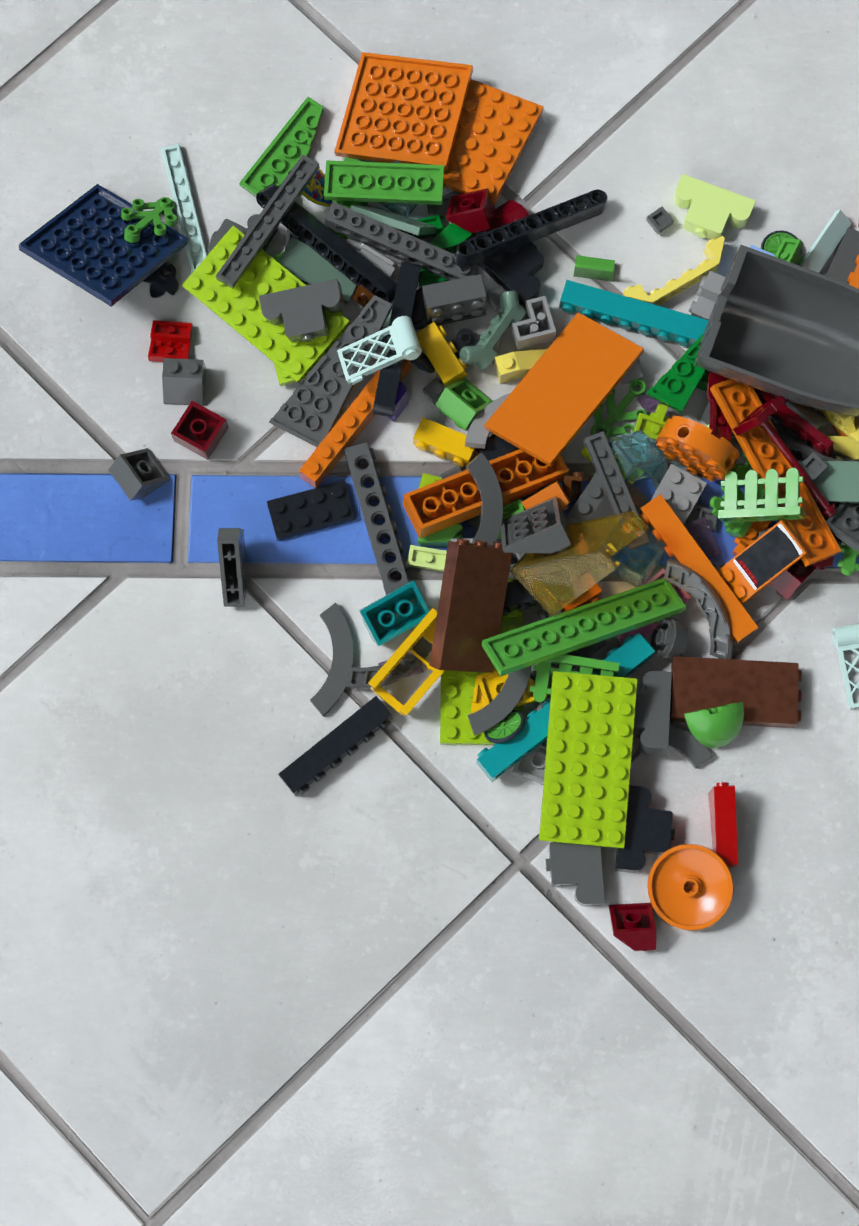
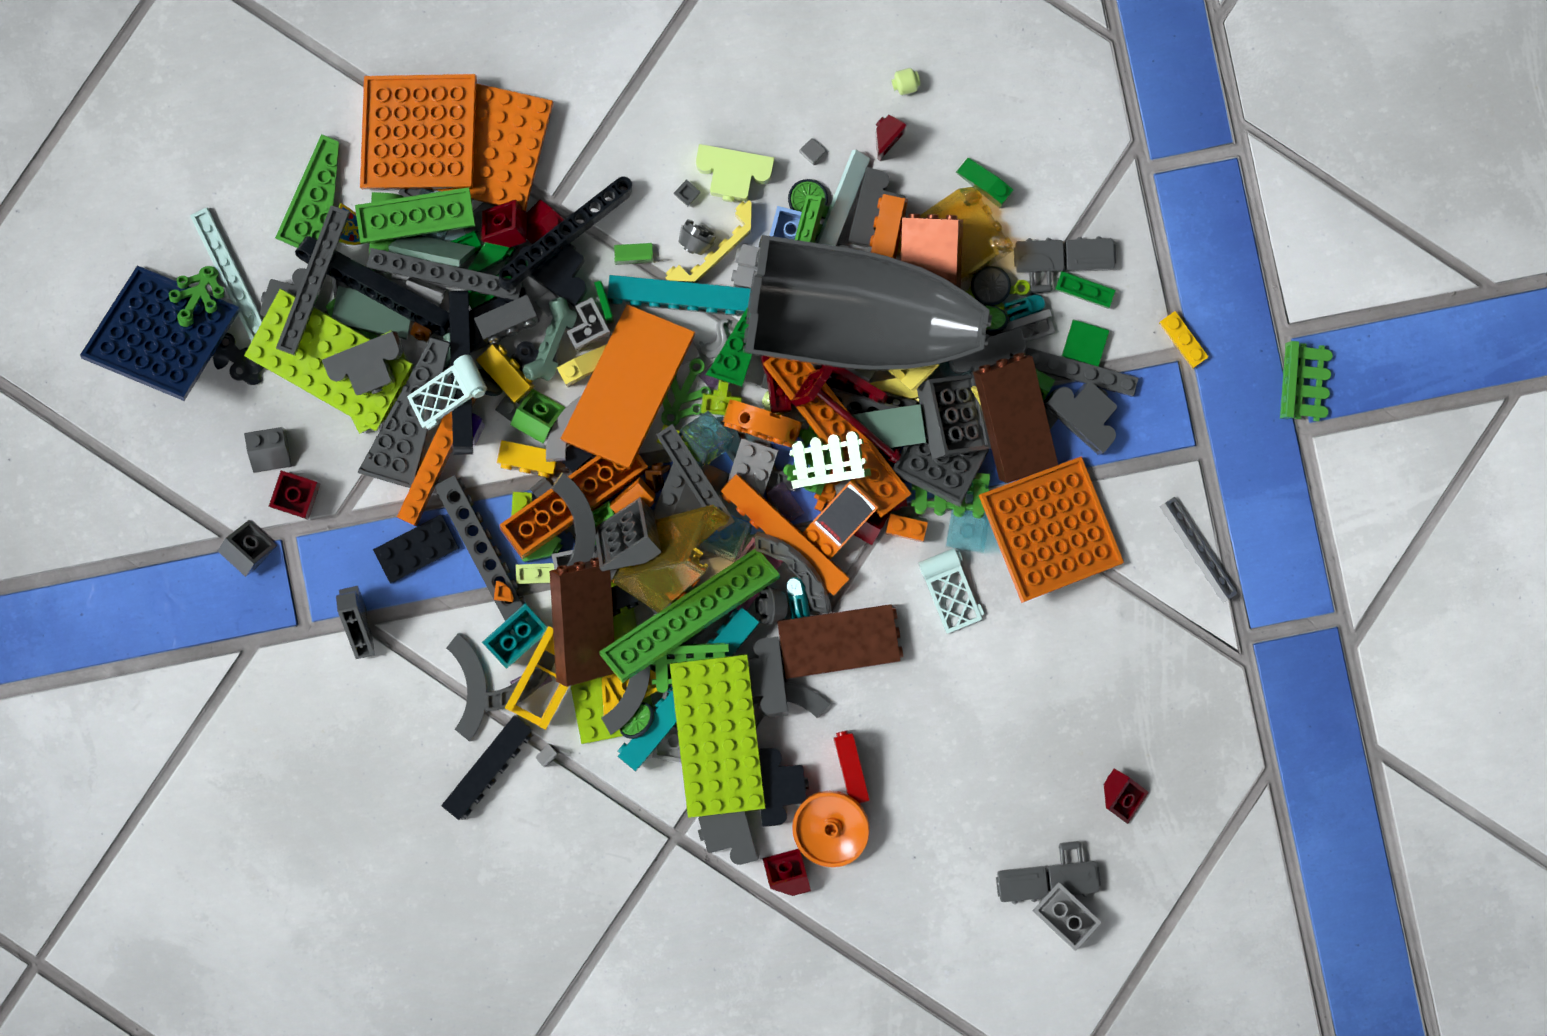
camera: 20 degrees left, 10 degrees up
(169, 340) = (245, 410): red slope -> none
(184, 300) = (249, 367): none -> black plate
(391, 568) = (503, 592): none -> orange tile
(401, 748) = (547, 755): none -> light grey slope
(556, 303) = (604, 302): none -> green tile
(654, 374) = (711, 350): none -> light grey piece
(661, 262) = (696, 238): none -> dark grey cone
(698, 637) = (797, 598): none -> teal arm
(716, 725) = (827, 678): bright green brick -> none
(793, 205) = (812, 151): none -> light grey slope
(814, 466) = (872, 419): dark grey plate -> none
(826, 590) = (906, 528): none -> orange brick

